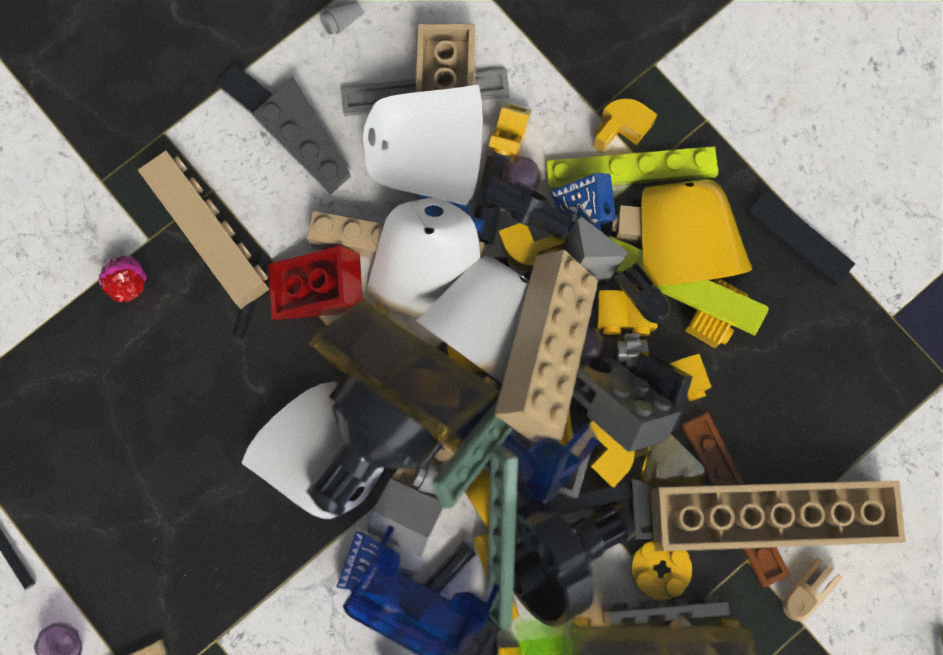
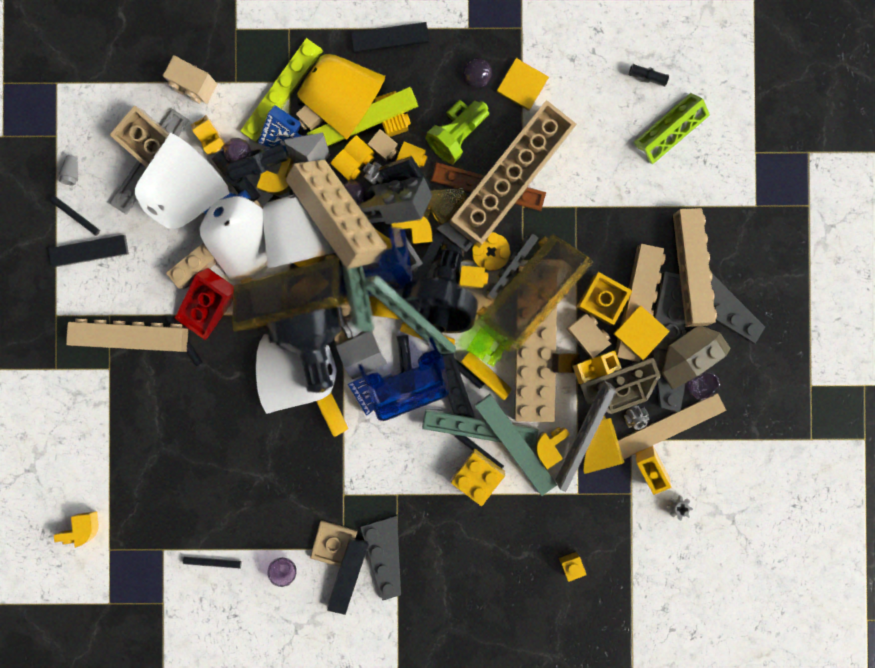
camera: 50 degrees left, 10 degrees up
(122, 278) = (119, 398): red piece -> none
(295, 52) = (74, 215): none -> black bar
(298, 130) = (109, 244): dark grey wing -> none
(303, 544) = (332, 415): none -> yellow slope
(555, 60) = (189, 80): none -> tan brick
(613, 574) = (473, 277): none -> yellow brick
(623, 117) = (251, 70): yellow brick -> none
(644, 293) = (350, 142): black arm -> none
(673, 336) = (383, 146): none -> tan brick
(746, 403) = (447, 139): none -> lime piece
(804, 598) = (562, 196): tan arm -> none
(853, 371) = (477, 72): none -> clear purple hair
(888, 436) = (522, 84): none -> yellow tile

